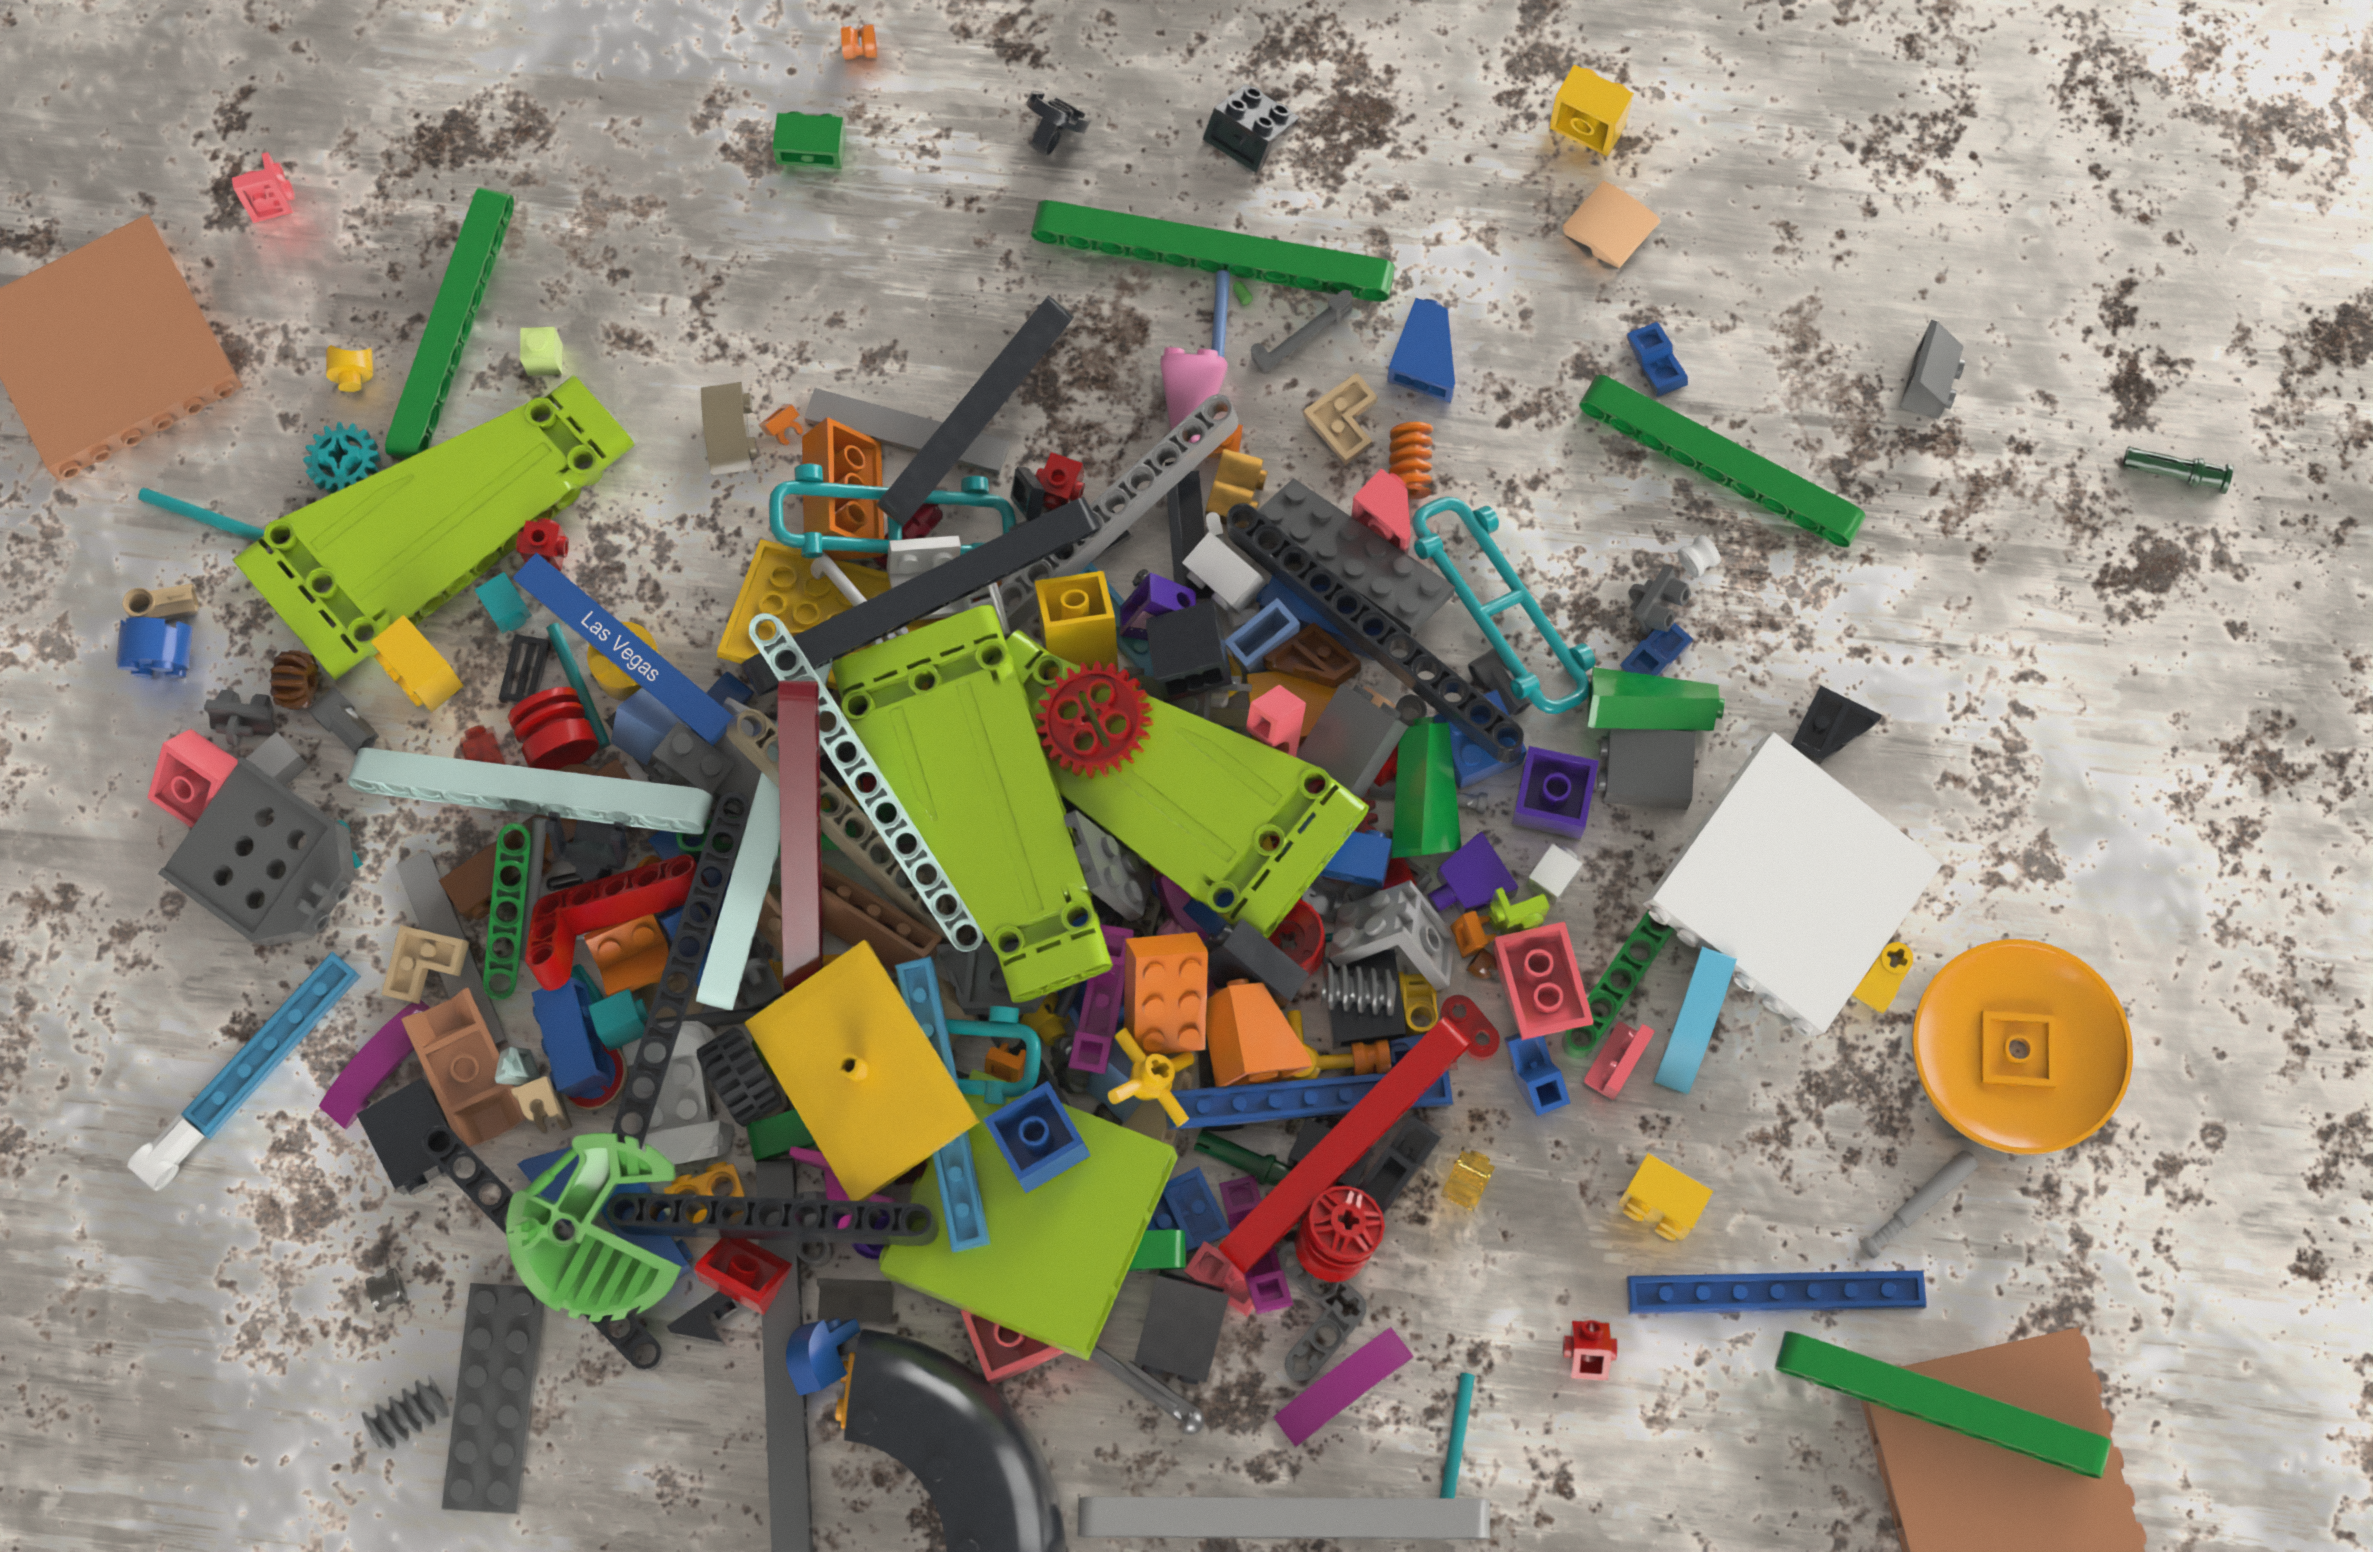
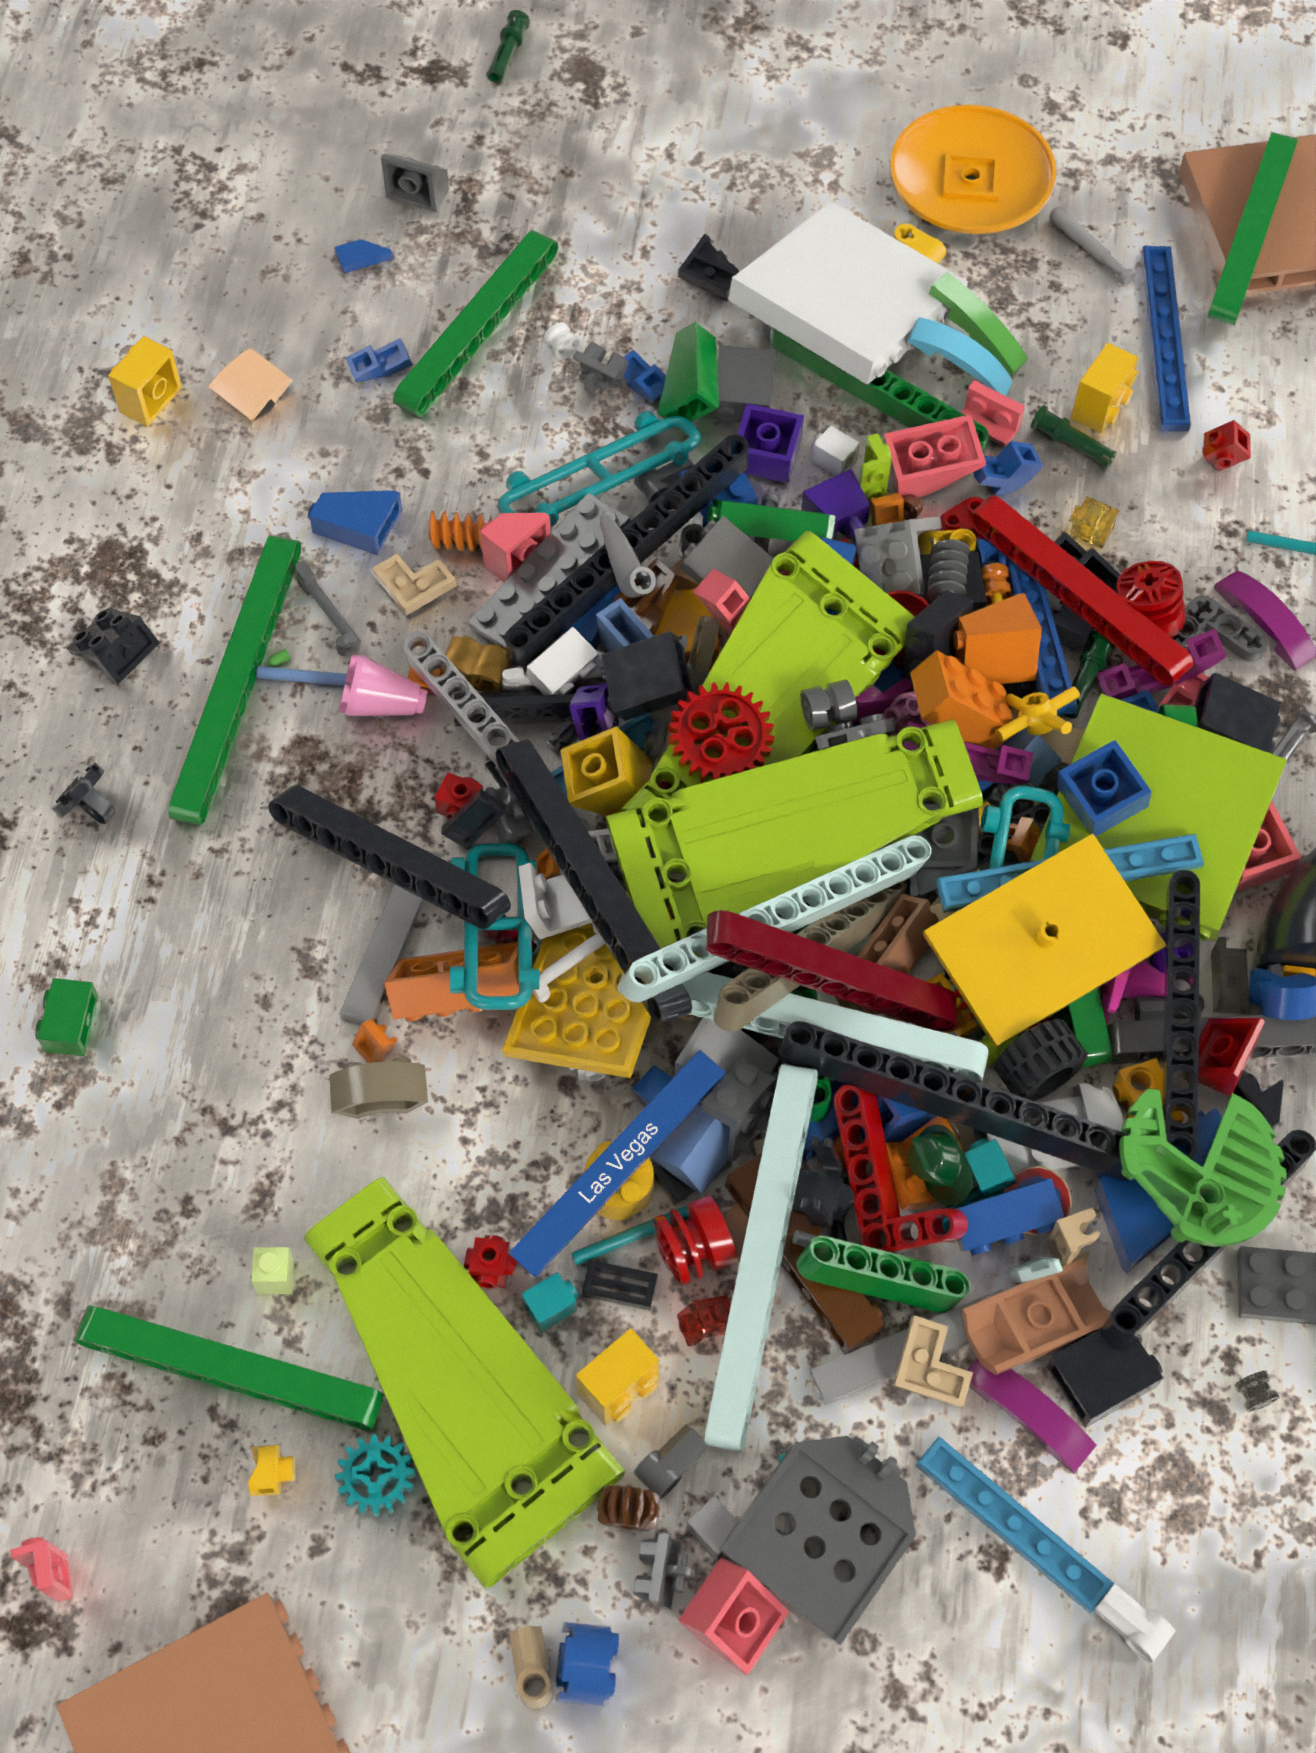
camera: 90 degrees left, 10 degrees down
(200, 514) = (424, 1632): teal bar -> none
(623, 964) = (941, 1165): none -> dark green piece
(1132, 834) = (832, 704): none -> dark grey wheel
(1339, 621) = (625, 561): none -> light grey piece
(1607, 1150) = (1061, 430): none -> dark green pin
(1758, 1046) = (979, 322): none -> bright green slope
(1816, 324) = (361, 254): none -> blue tile

